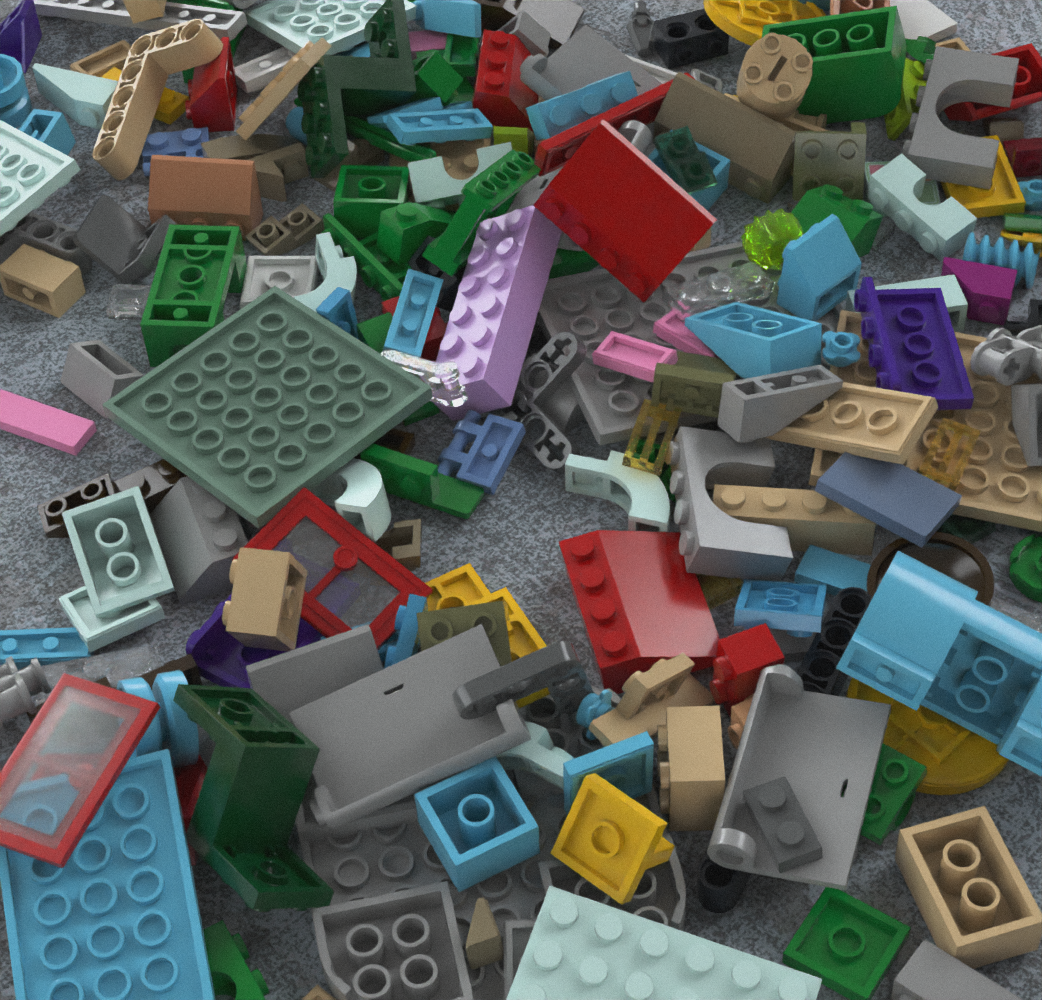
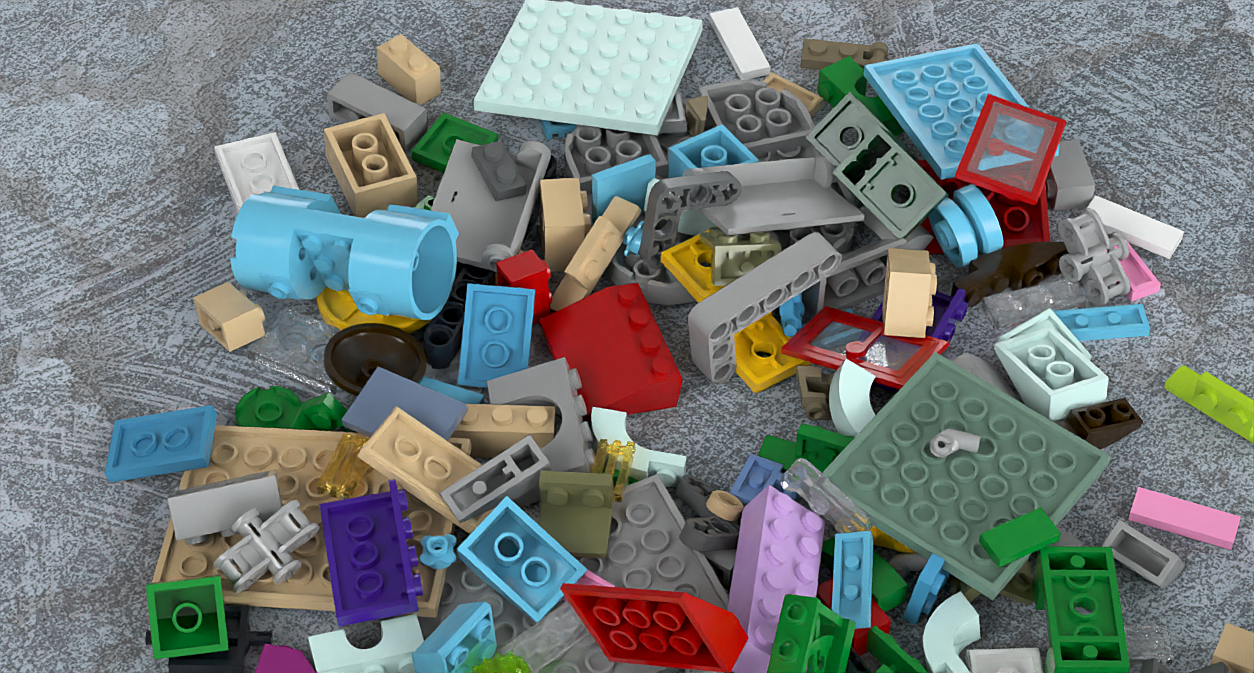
camera: 170 degrees right, 0 degrees up
(233, 320) = (1019, 537): none -> green tile
(270, 410) = (953, 440): none -> light grey arm
(491, 556) = (752, 297): none -> light grey beam
(530, 409) = (724, 505): none -> tan tile
(611, 839) = (605, 150): yellow bracket -> none
(632, 356) = (632, 540): bright pink tile -> none
(988, 535) = (319, 414): none -> green bracket

